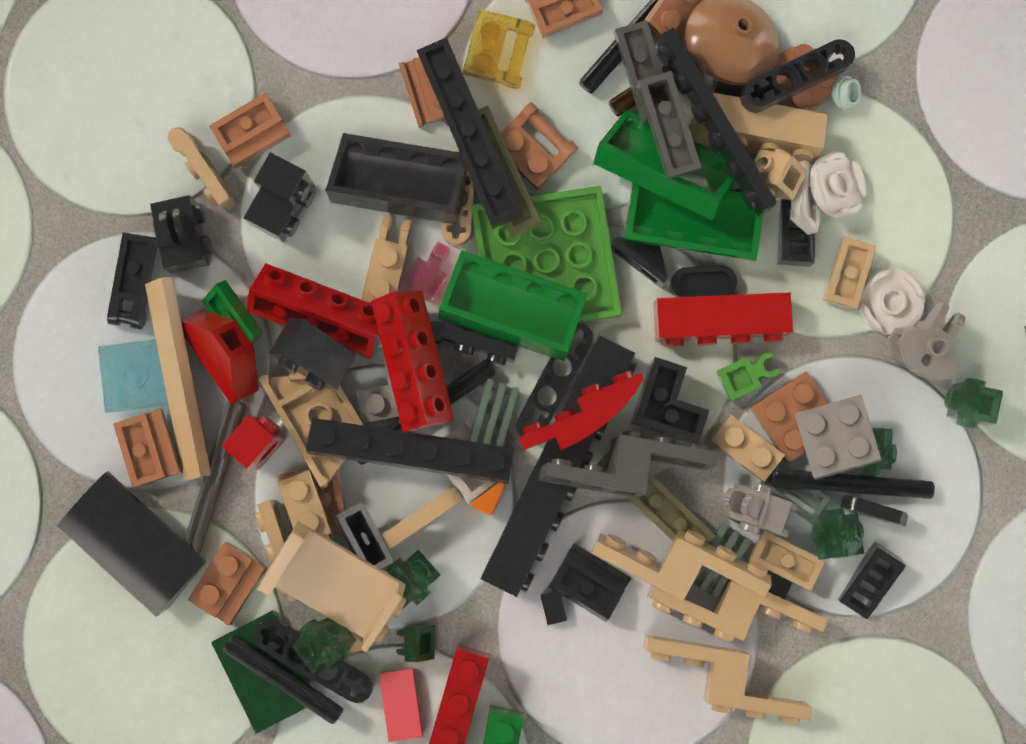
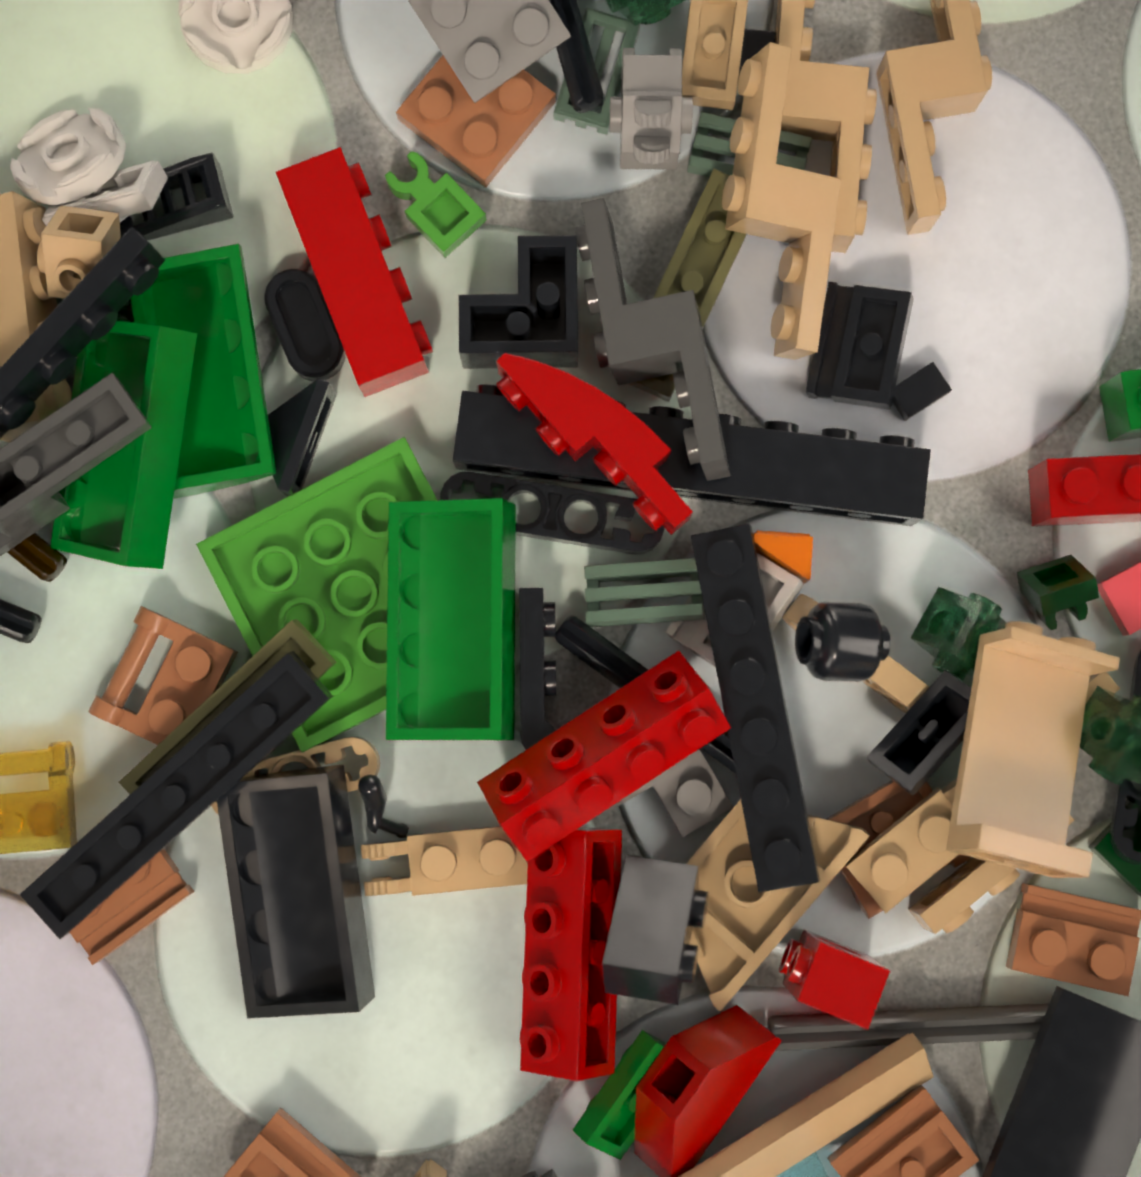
camera: 105 degrees left, 0 degrees up
(280, 198) = (398, 1086): black brick -> none
(426, 275) = (447, 787): clear pink plate -> none
(428, 508) = (841, 641): none -> black head
(432, 235) = (375, 802): none -> black piece
(747, 448) = (555, 164): tan plate -> none
(849, 273) = (210, 94): tan plate -> none

